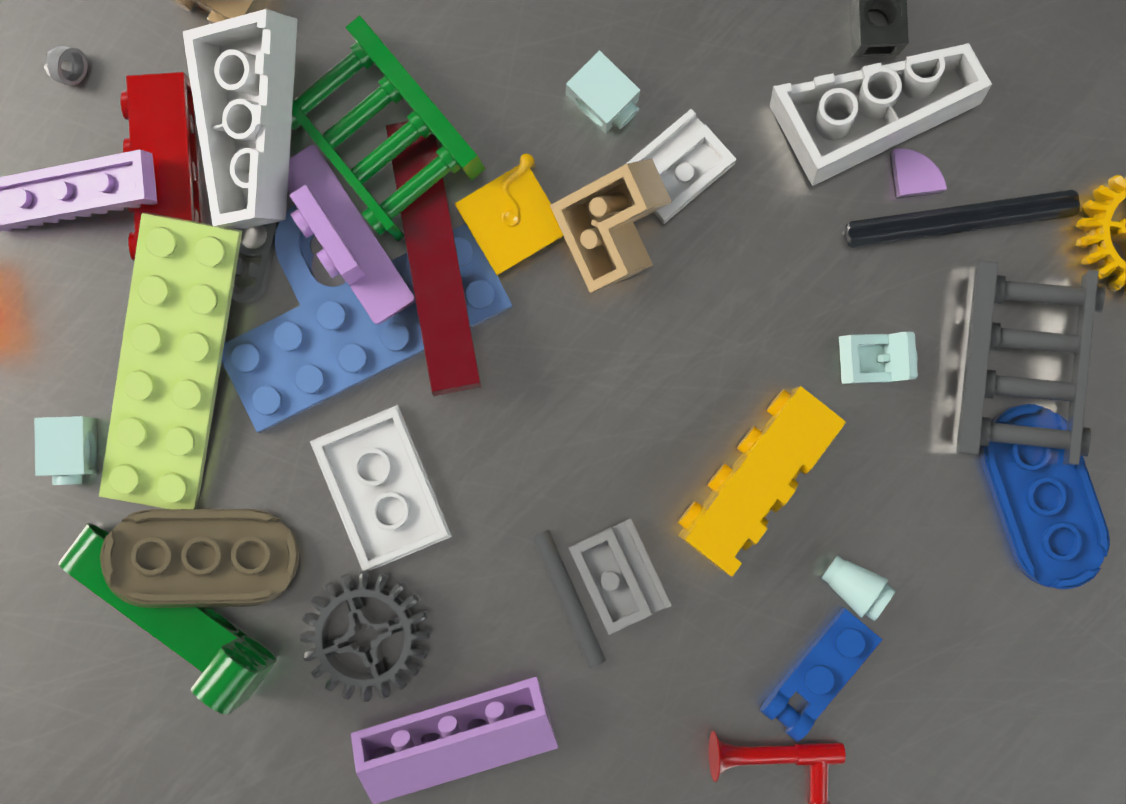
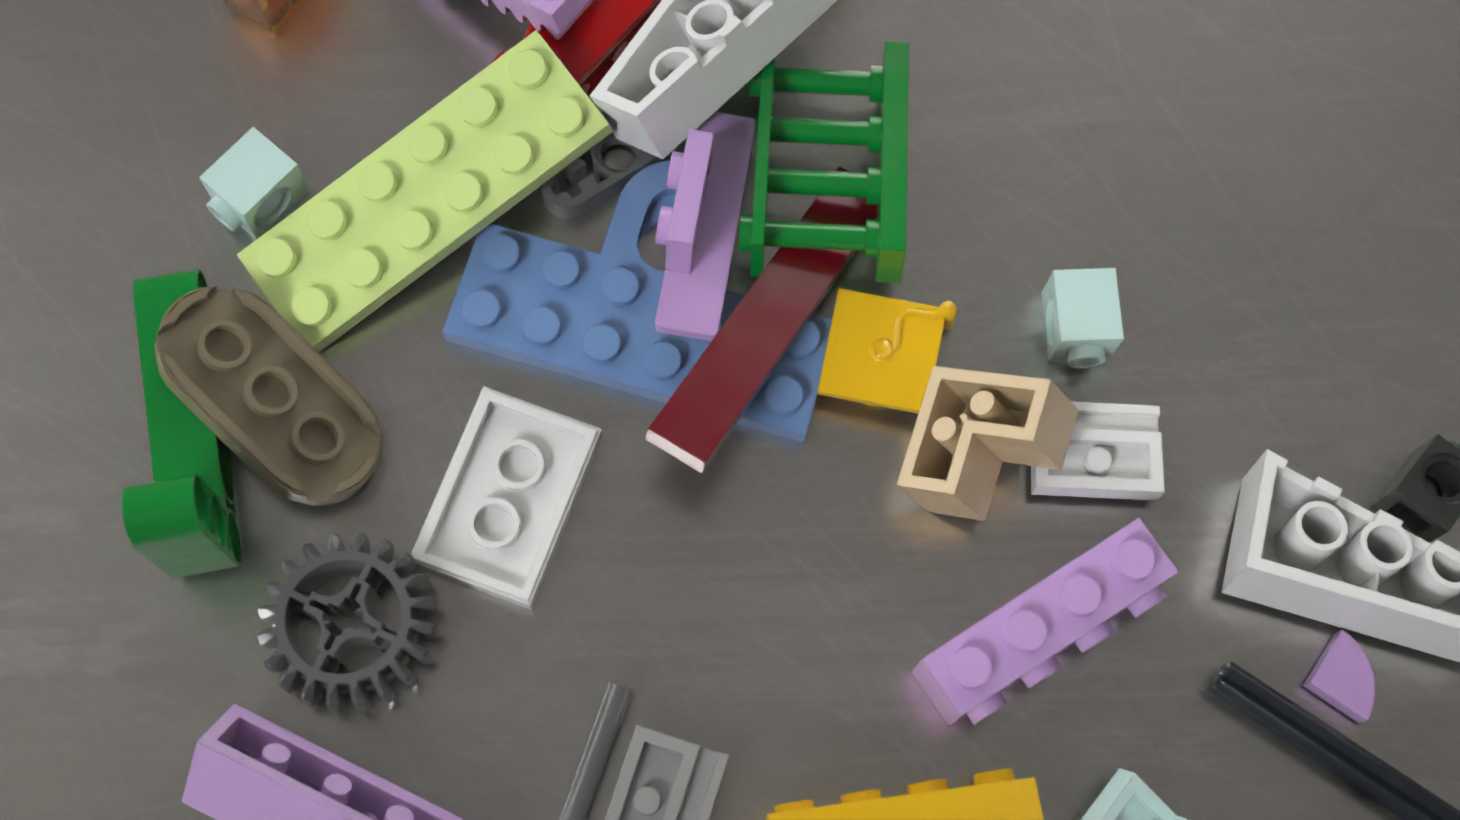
camera: 40 degrees right, 15 degrees down
(734, 293) = (1043, 622): none -> lavender brick

